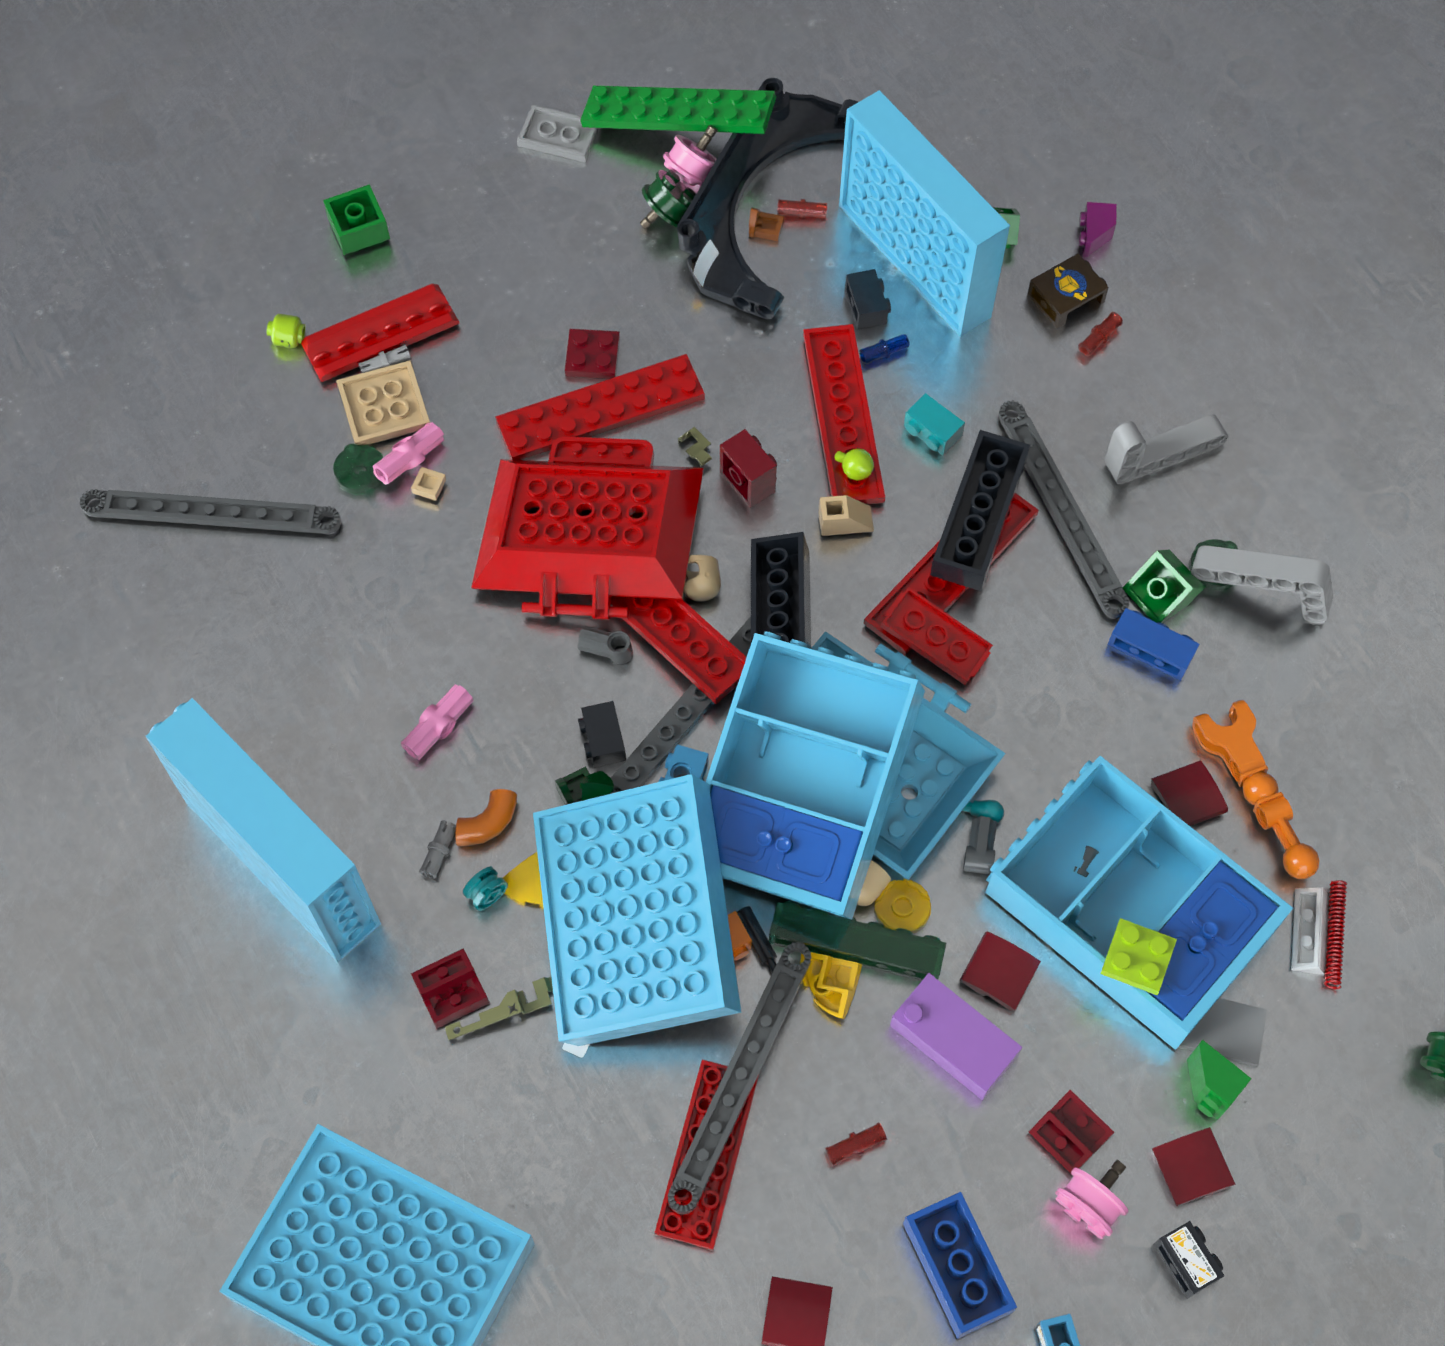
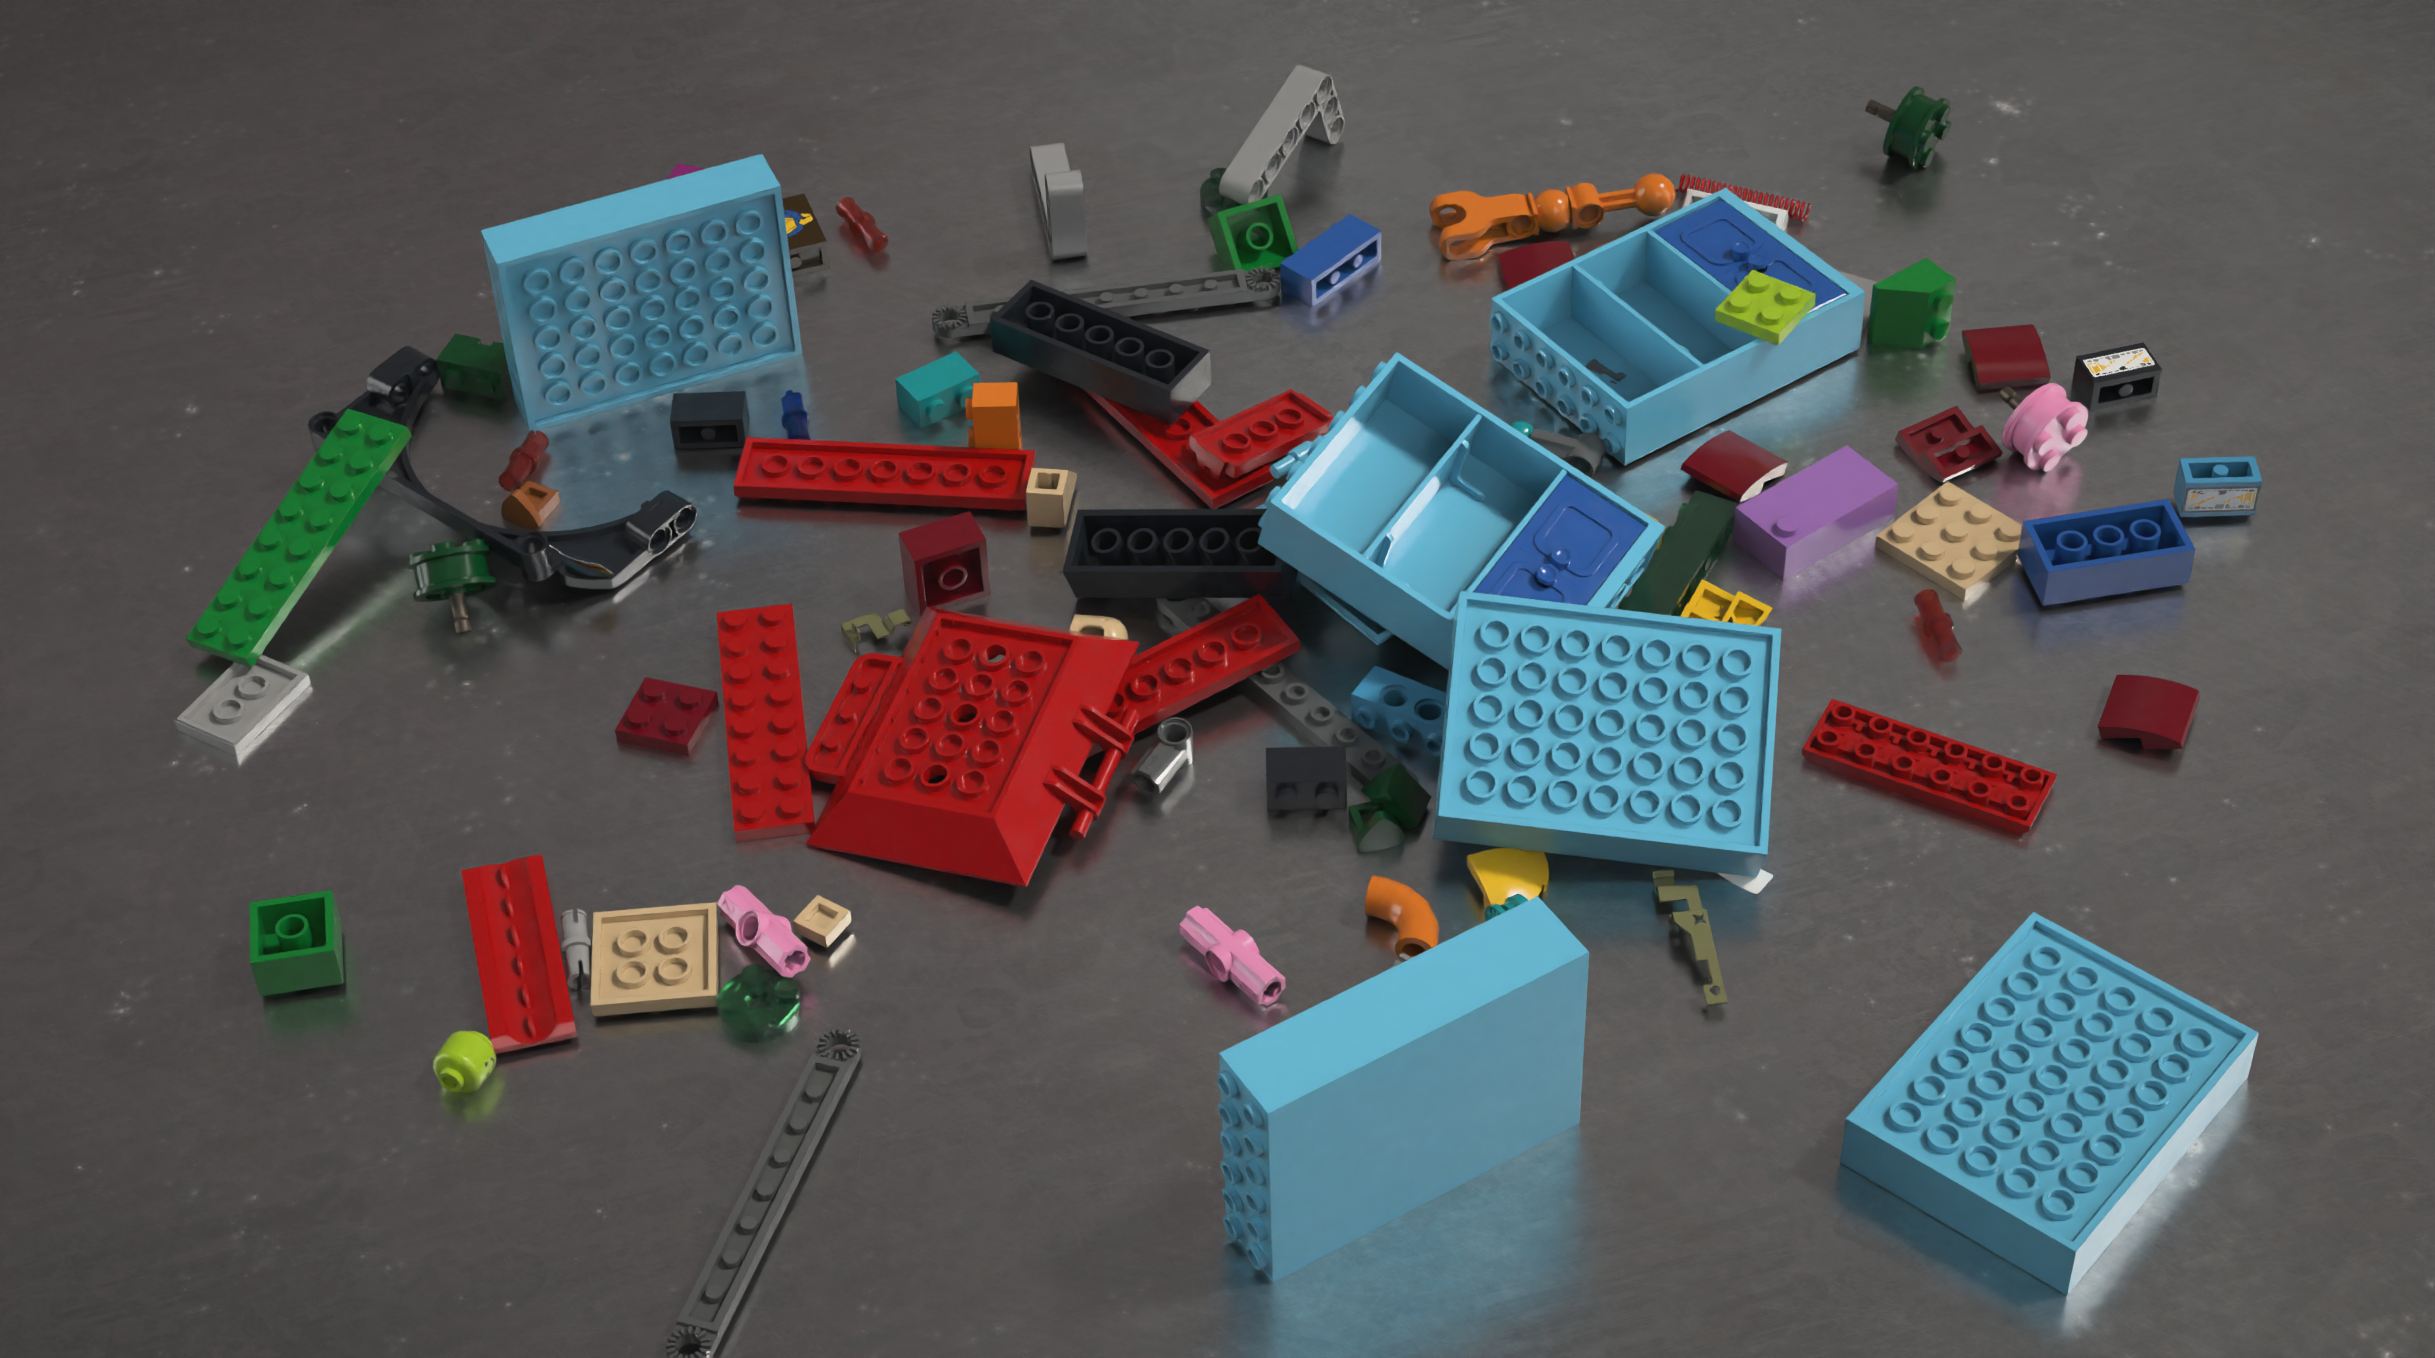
camera: 75 degrees left, 20 degrees down
(450, 988) = (1649, 995): dark red slope -> none
(691, 158) = (392, 538): bright pink wheel -> none
(739, 1078) = (1886, 722): dark grey plate -> none
(856, 463) = (983, 455): lime piece -> none
(897, 464) = (994, 416): none -> orange brick
(962, 1149) = (1953, 540): none -> tan plate

